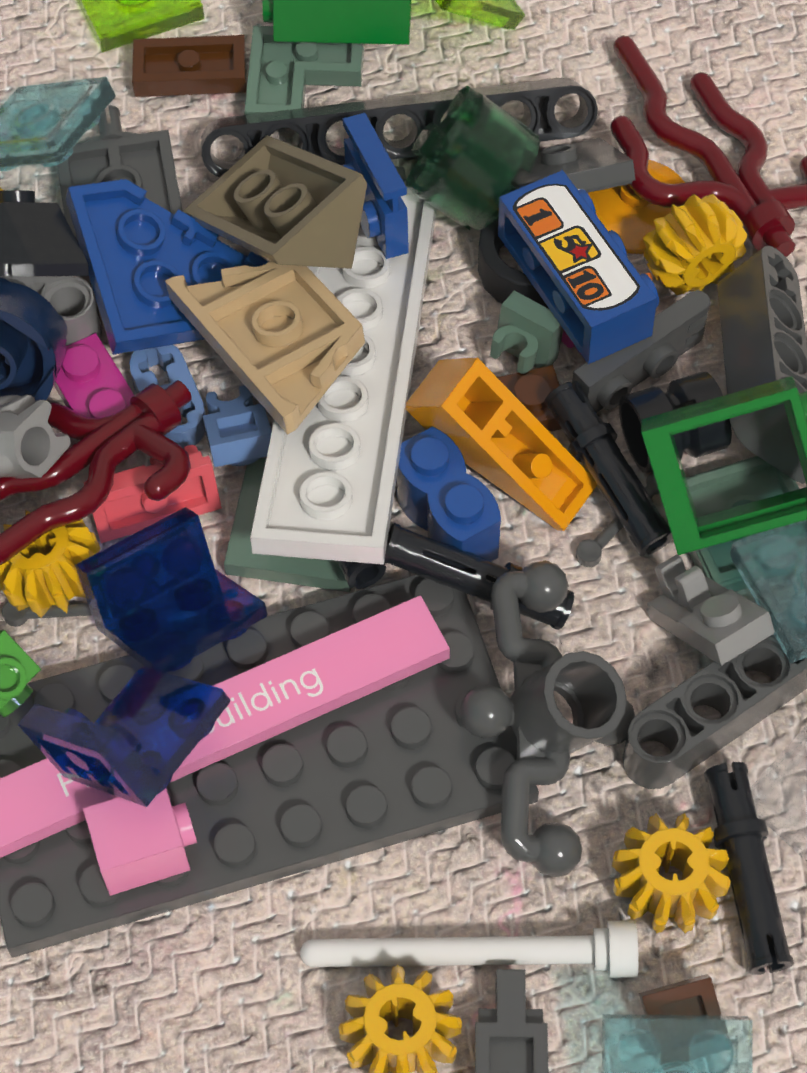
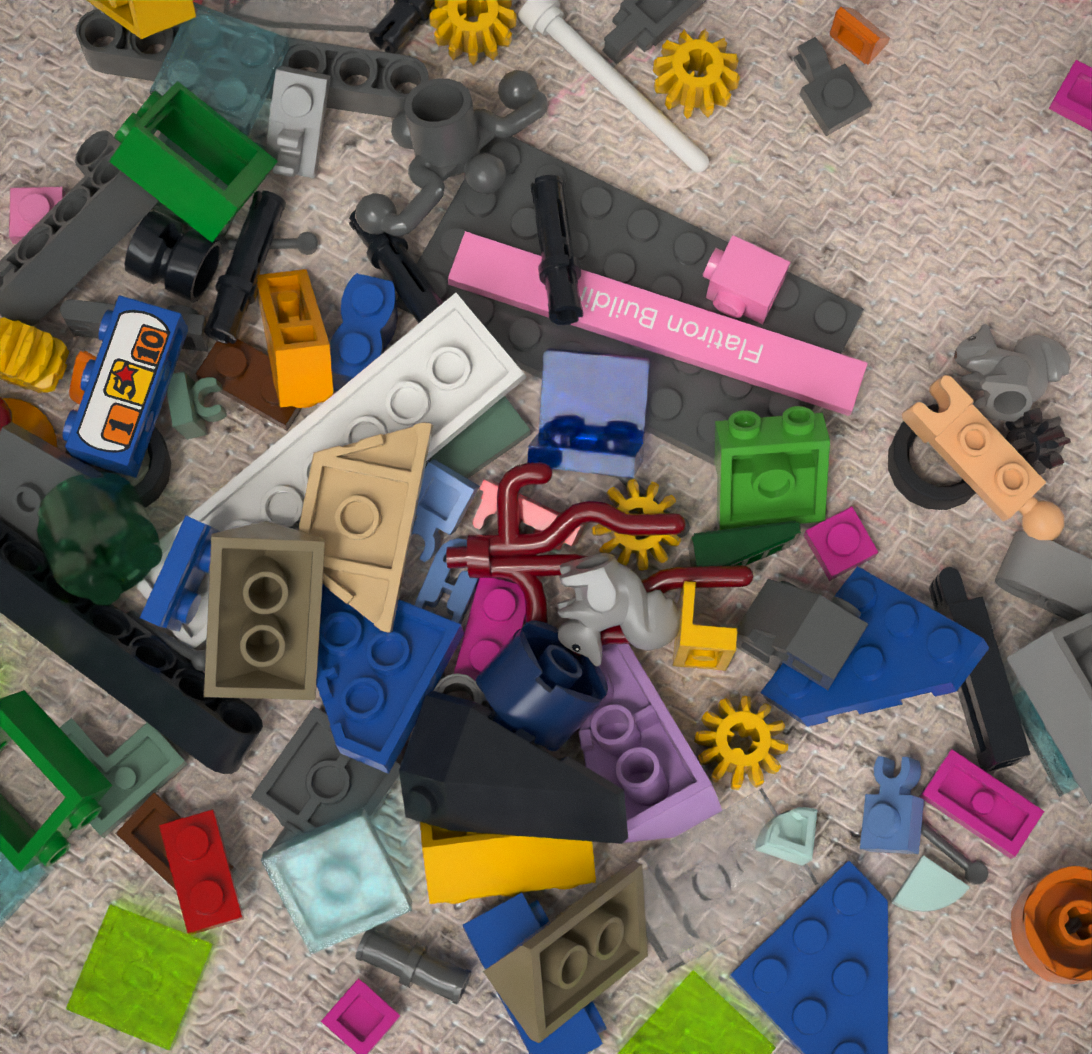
camera: 140 degrees left, 15 degrees up
(135, 739) = (702, 316): clear blue bracket -> none
(150, 54) = (201, 872): none -> red plate
(344, 694) = (559, 267): none -> black pin

